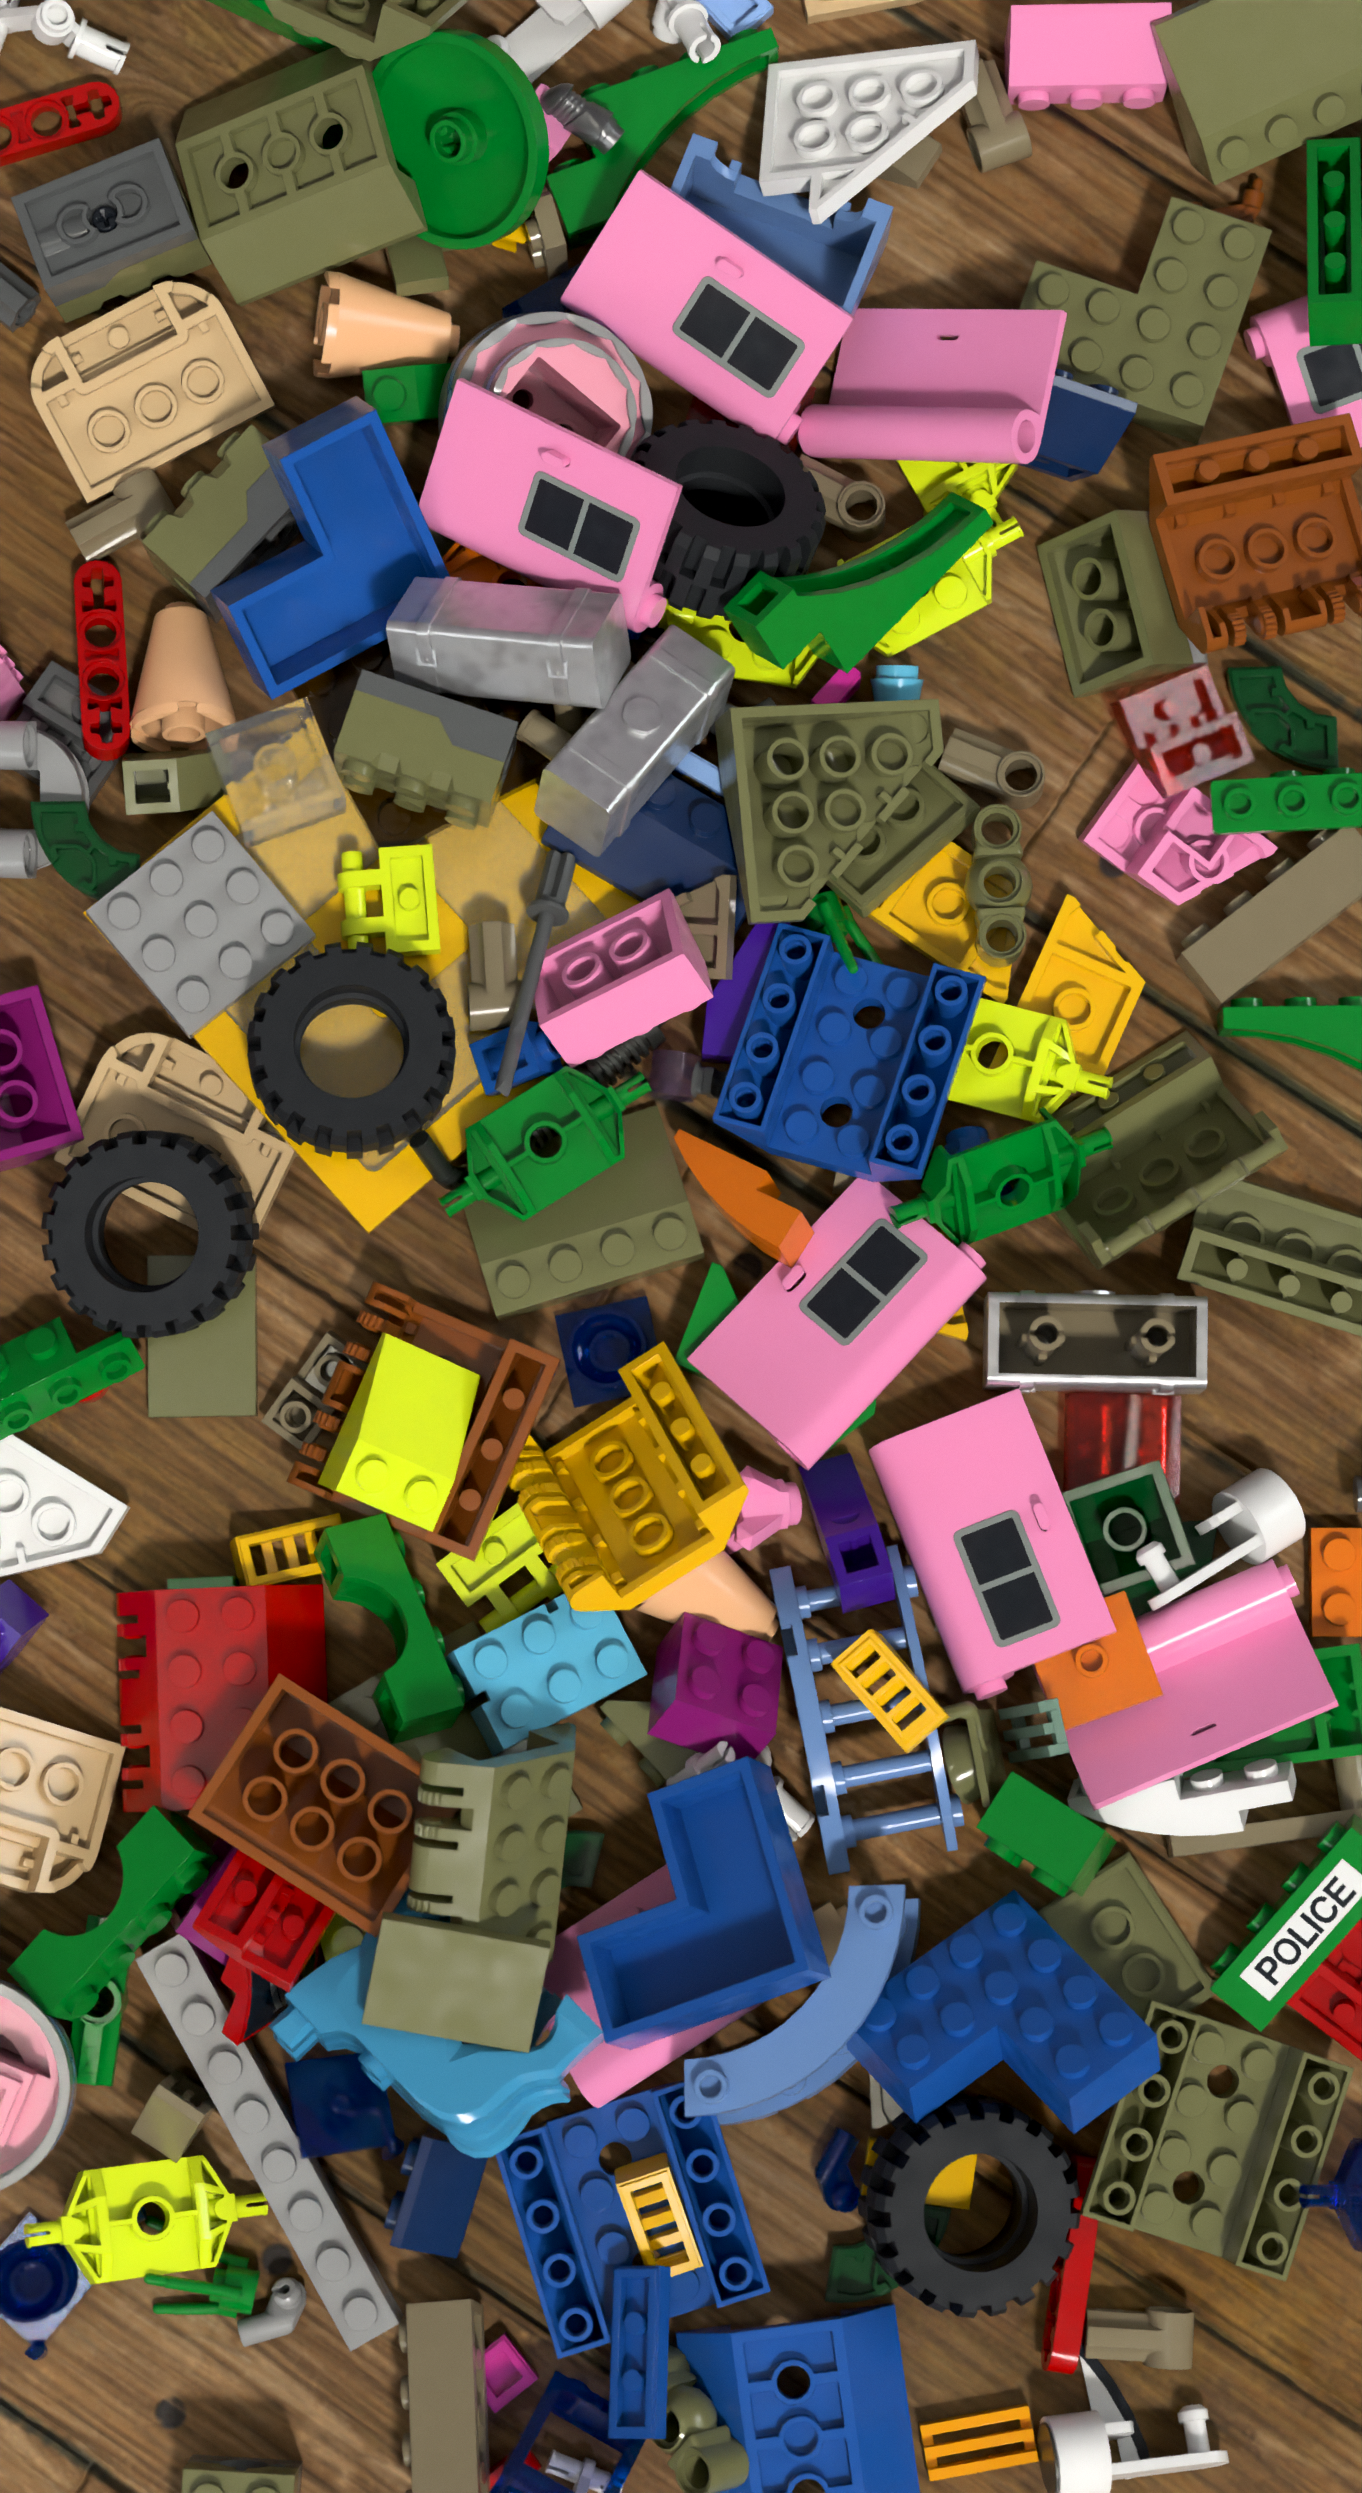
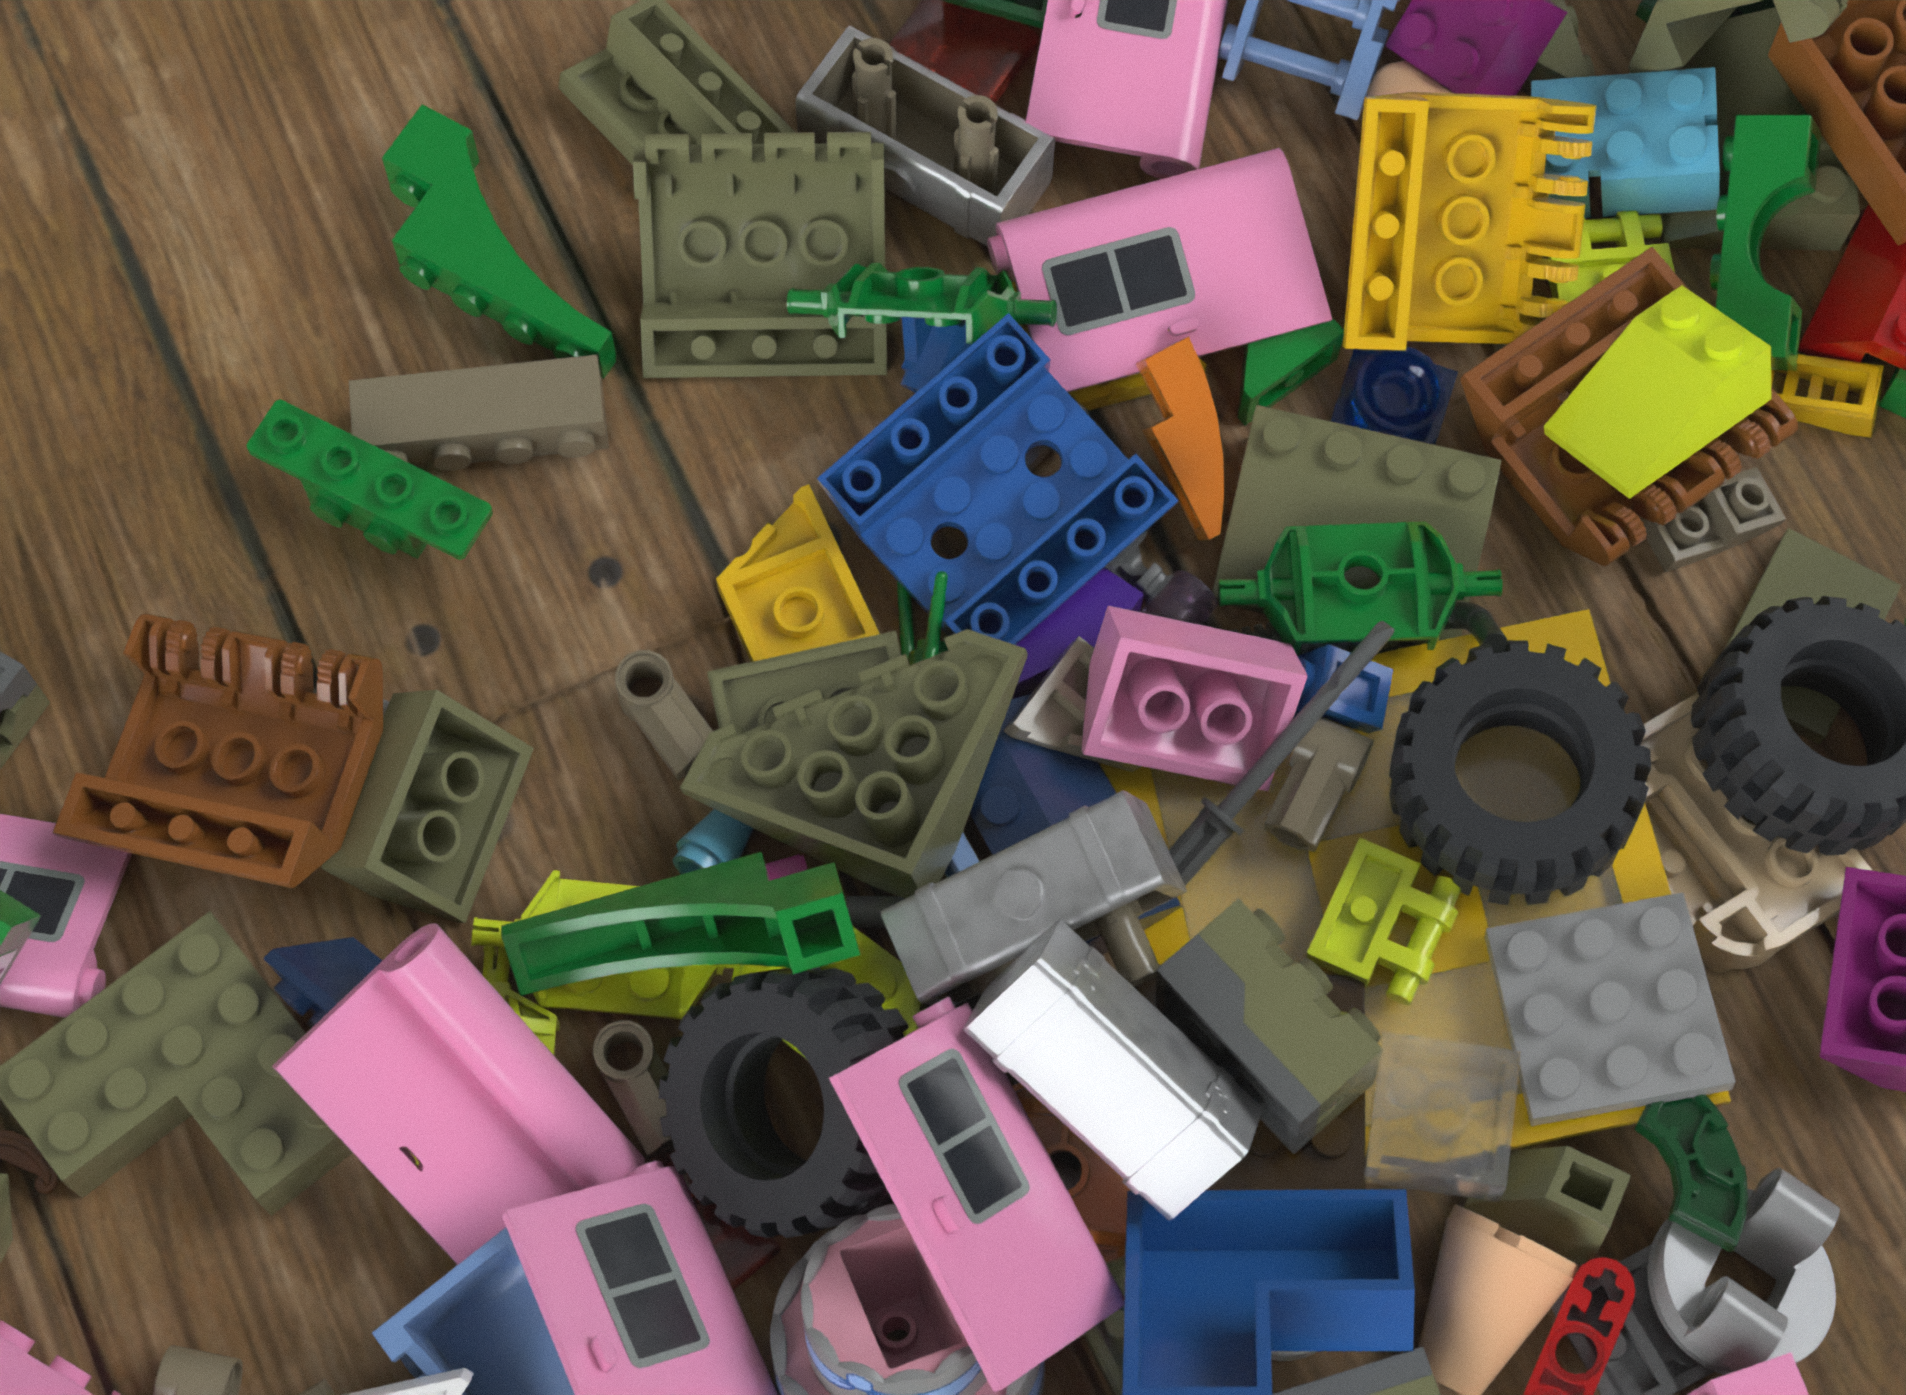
camera: 155 degrees left, 15 degrees down
(767, 1508) = (1328, 181): bright pink rock -> none
(848, 1533) = (1268, 81): dark purple slope -> none
(1006, 861) = (733, 607): olive piece -> none
(1038, 1067) = (814, 395): neon yellow plate -> none
(1082, 982) = (744, 452): yellow wing -> none
(1167, 840) = (540, 561): bright pink slope -> none
(1182, 732) = (453, 634): clear red slope -> none
(1280, 721) = (344, 596): dark green tile -> none

